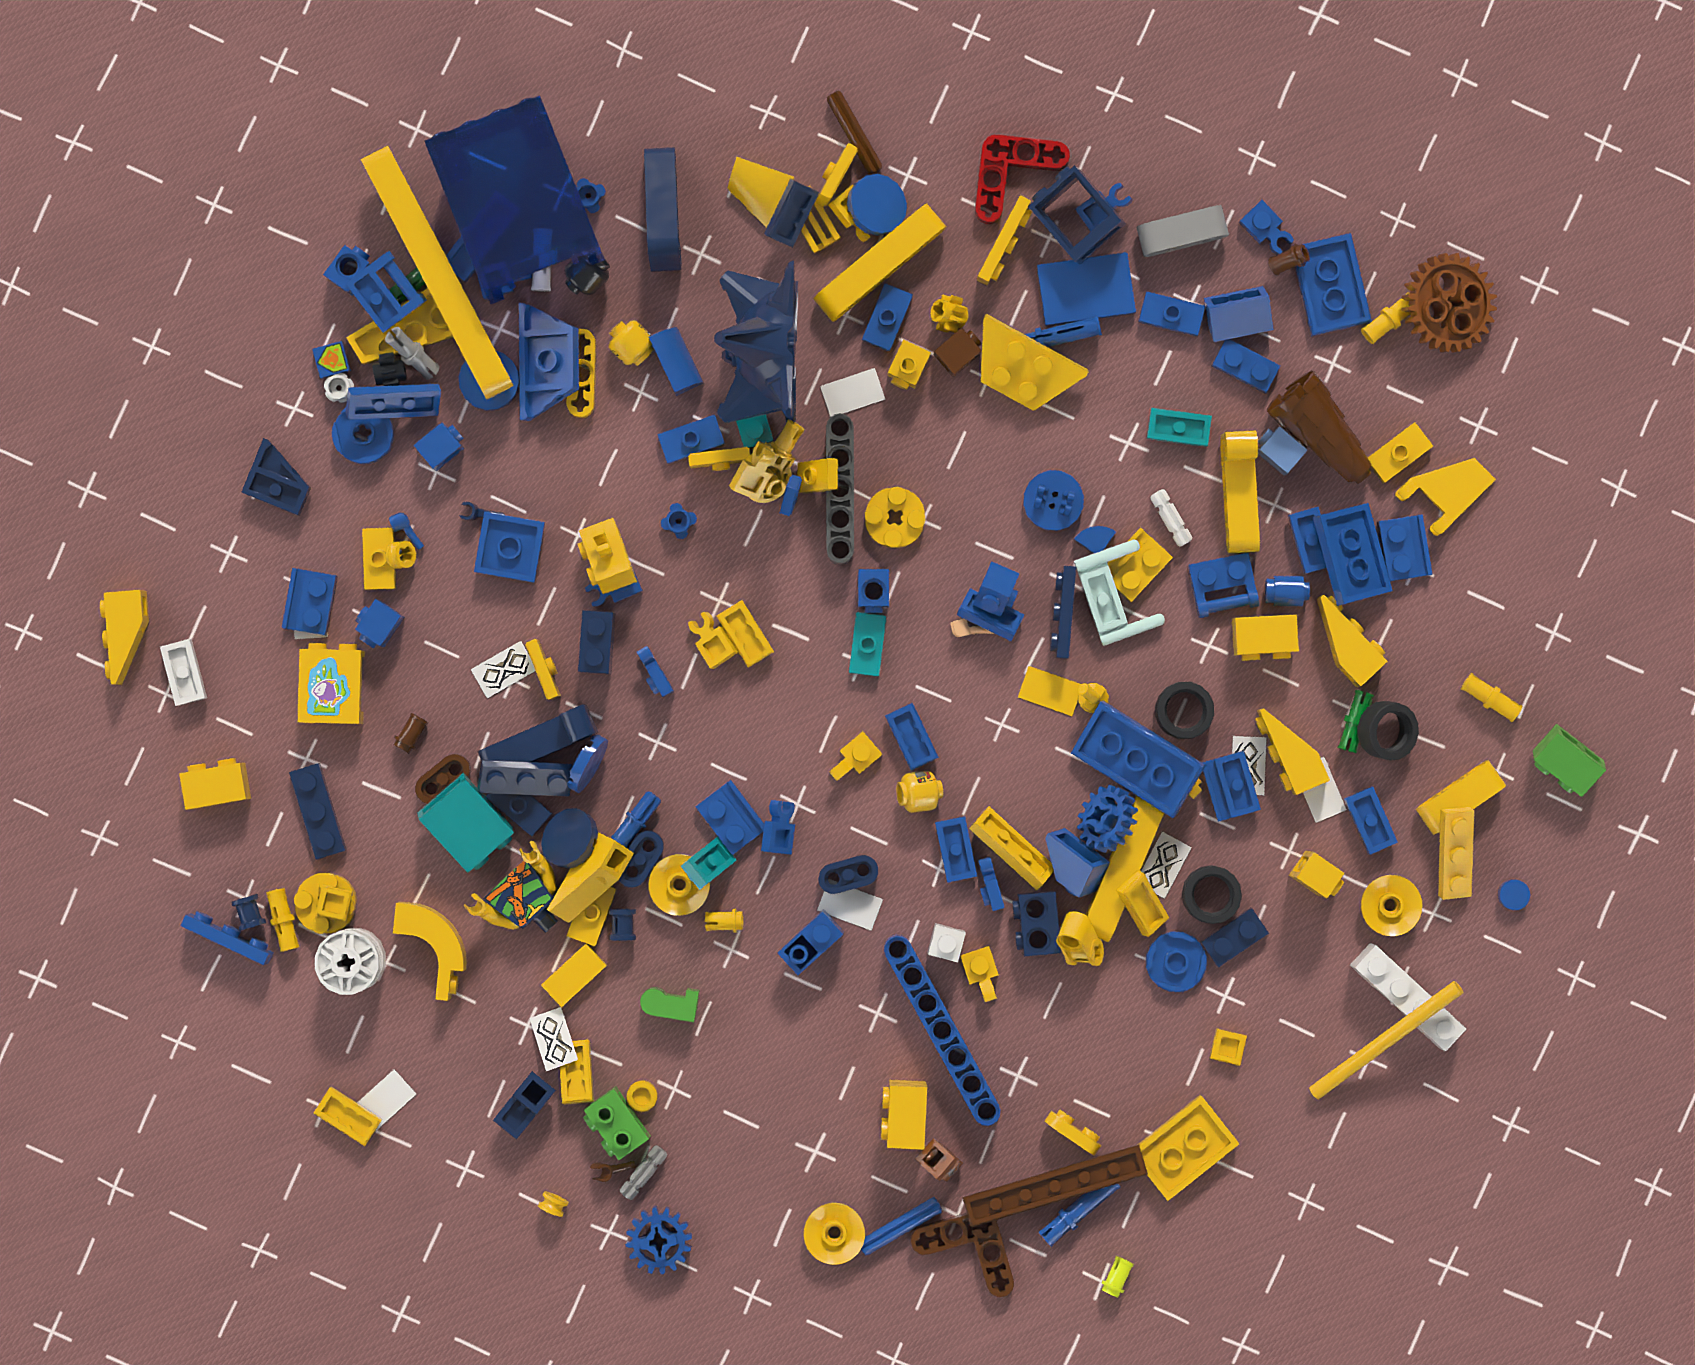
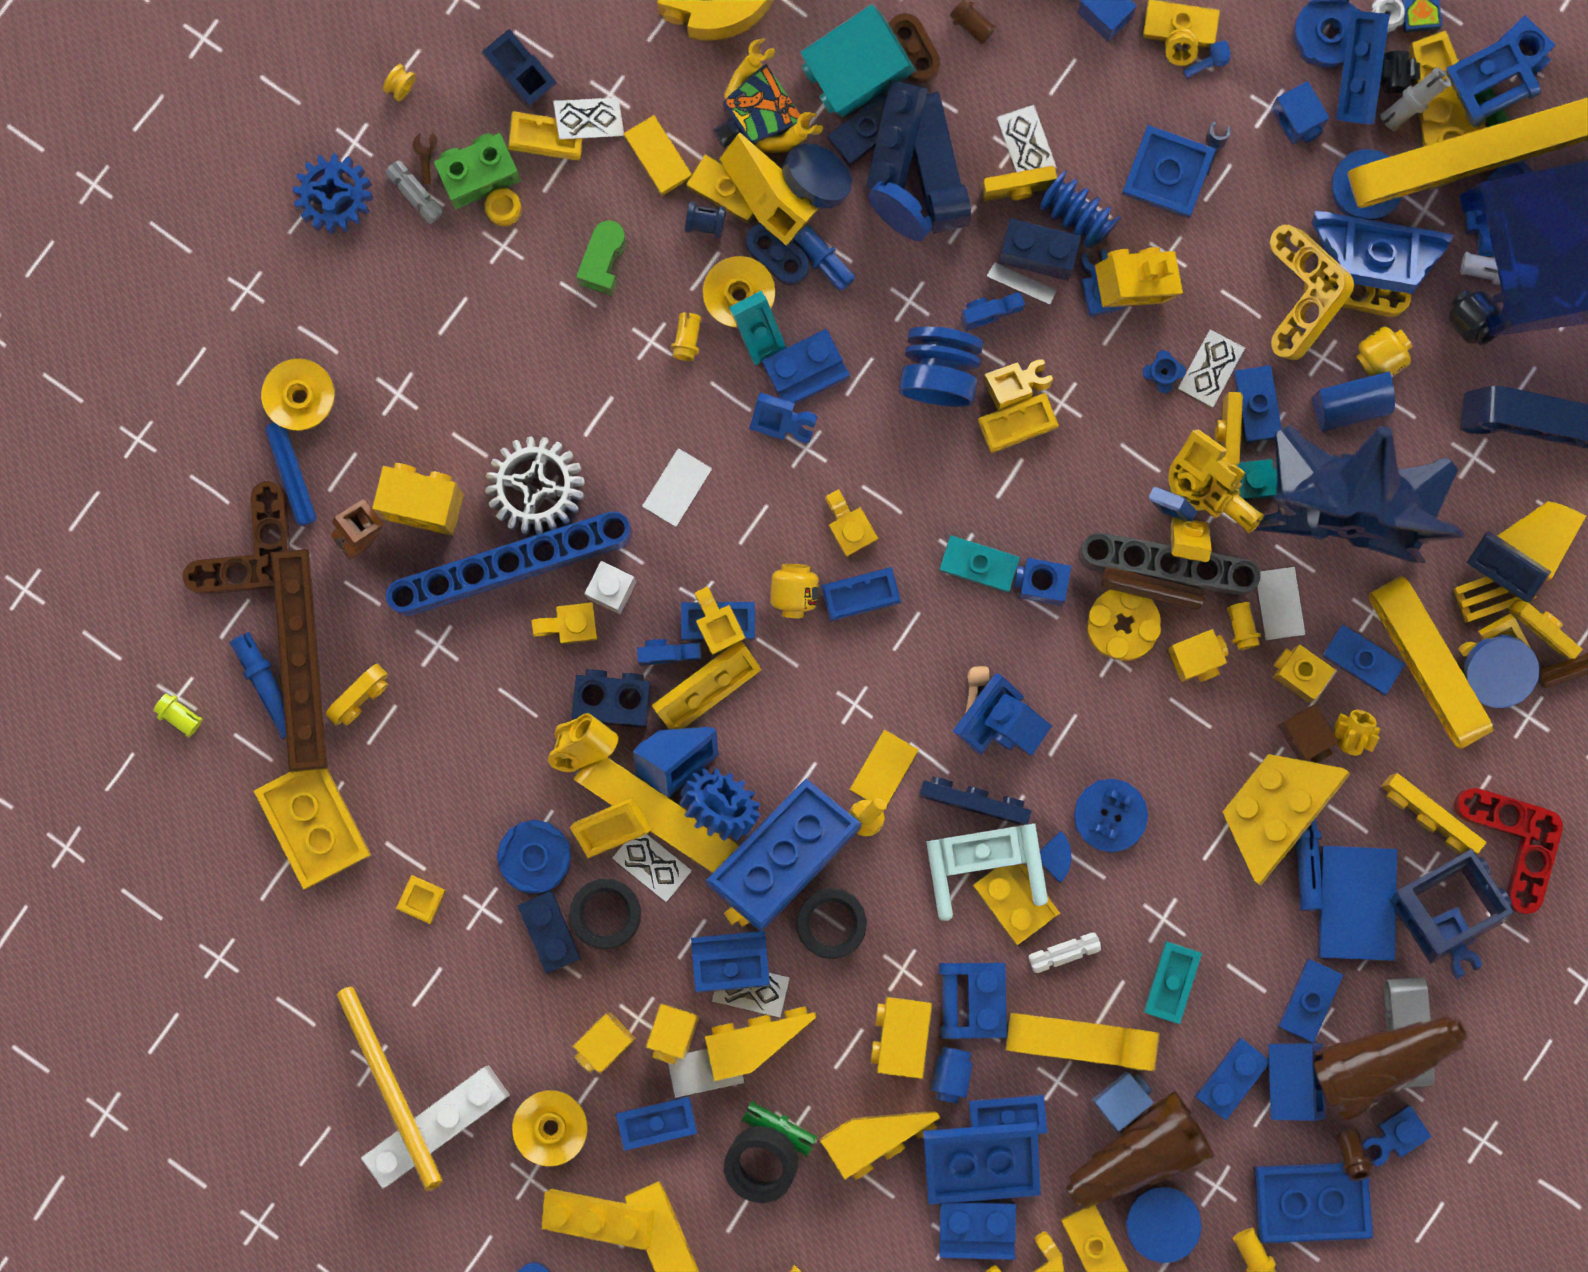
camera: 100 degrees right, 5 degrees down
(558, 615) = (1078, 211): none -> blue piece
(592, 406) = (1318, 293): none -> yellow beam
(596, 192) = (1567, 348): blue plate -> none
(627, 651) = (1021, 283): none -> white sticker
(667, 482) = (1211, 368): none -> white sticker
(712, 705) = (942, 358): none -> blue wheel
(811, 942) = (642, 430): blue slope -> none
(848, 874) = (713, 490): dark blue plate -> none
(862, 499) = (1152, 588): none -> reddish brown axle
(878, 419) = (1243, 626): none -> yellow pin
(887, 1021) = (519, 482): none -> white gear
(911, 451) = (1199, 656): none -> yellow brick
(962, 847) = (718, 626): none -> yellow plate
(1216, 252) = (1384, 1062): none -> reddish brown cone
(1299, 821) = (672, 1034): none -> yellow brick
(1371, 400) = (1163, 1224): none -> blue tile

